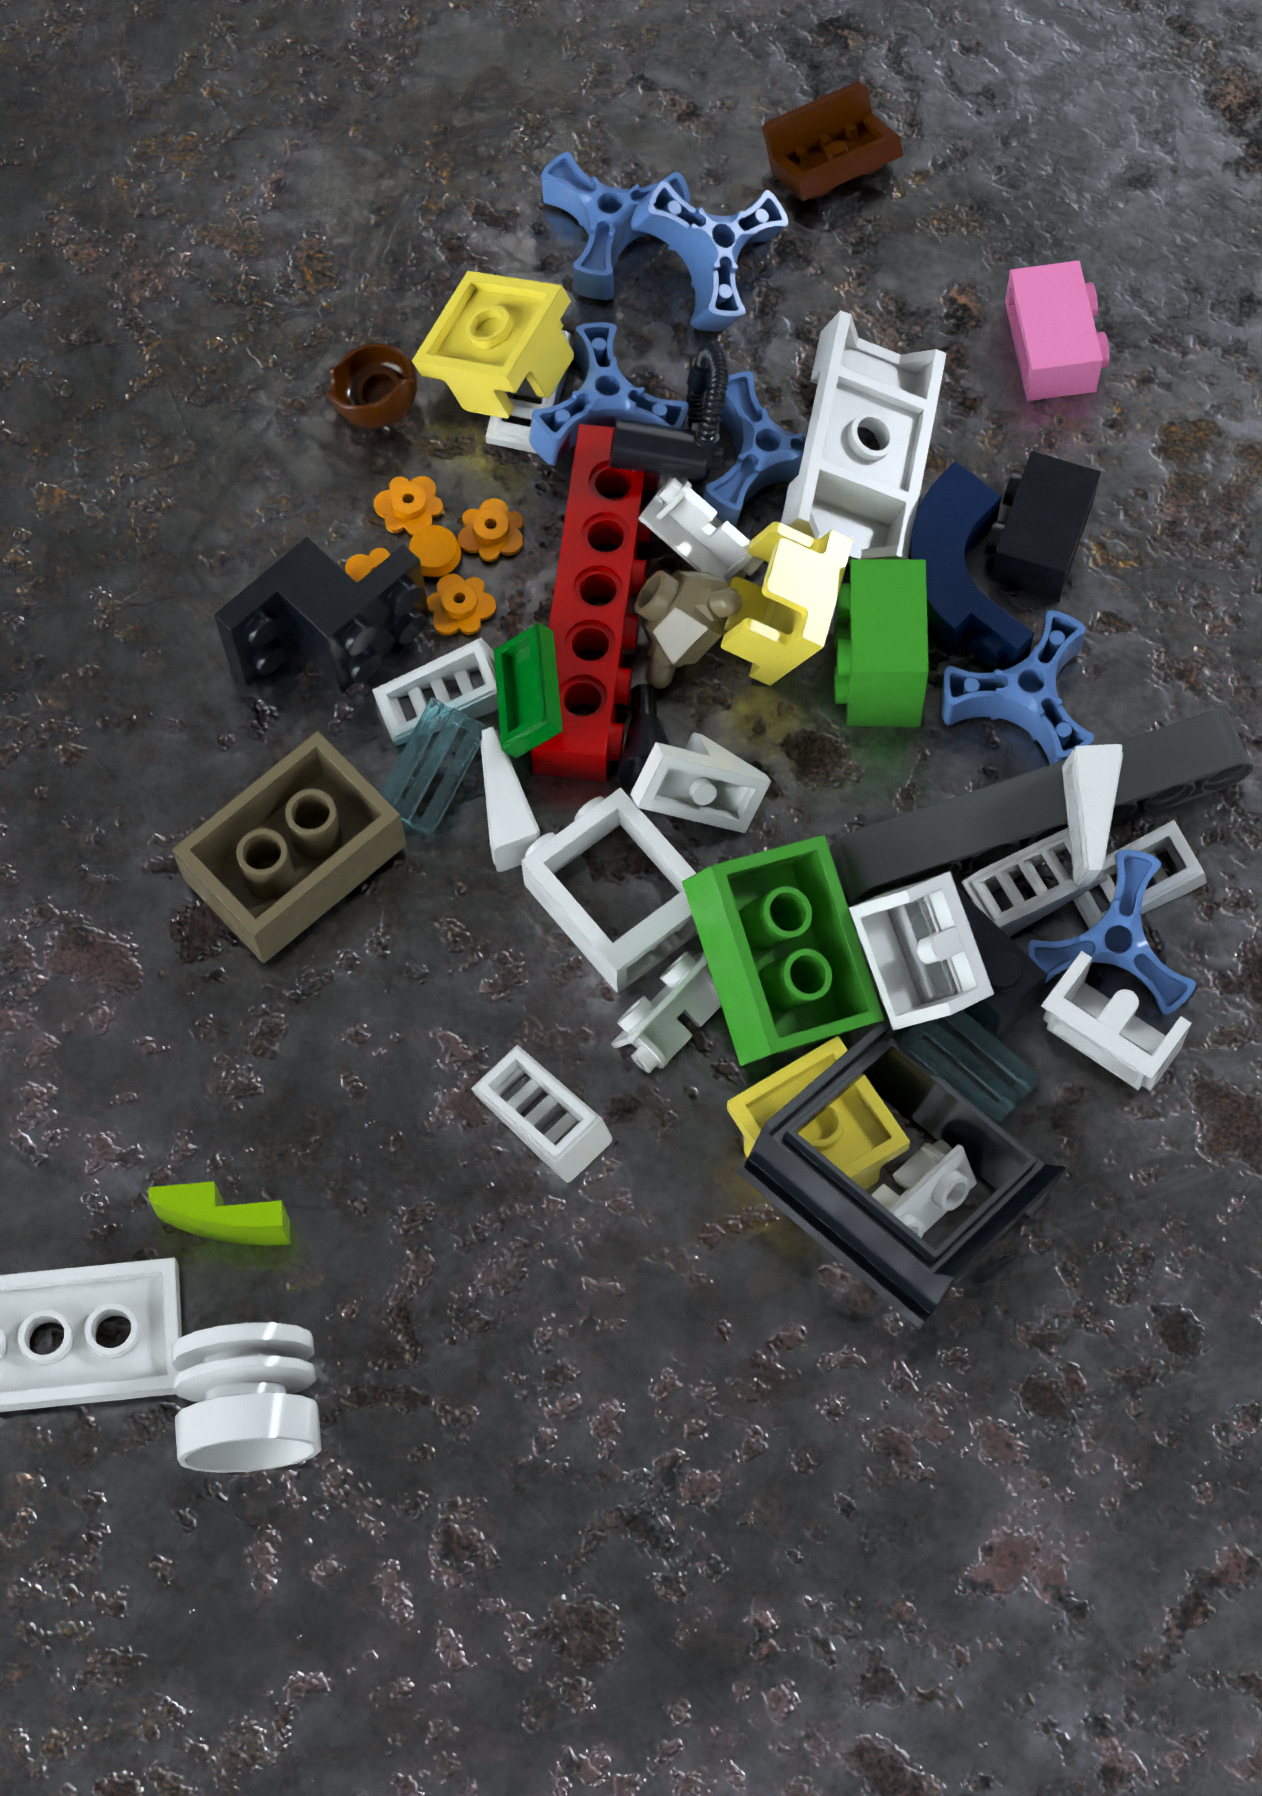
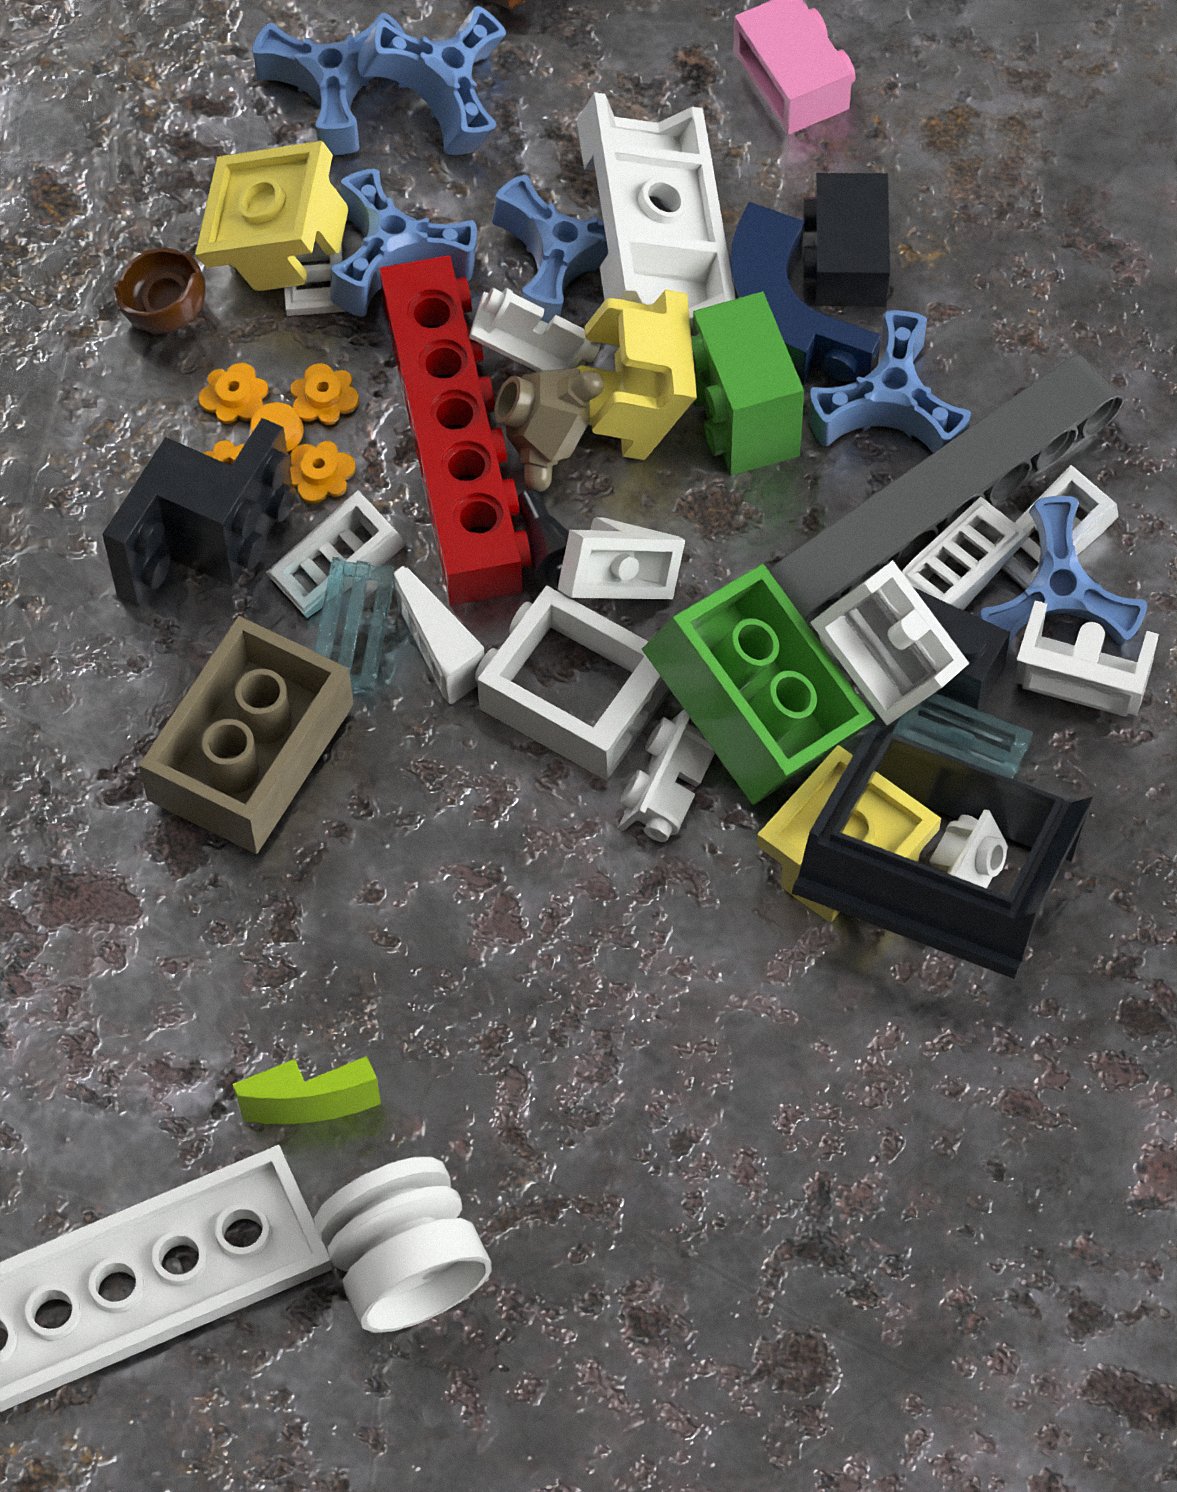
camera: 20 degrees left, 5 degrees down
(527, 690) = (424, 522): green tile -> none
(571, 1141) = (613, 929): white slope -> none
(678, 450) = (491, 260): black piece -> none
(1090, 795) = (992, 466): white slope -> none

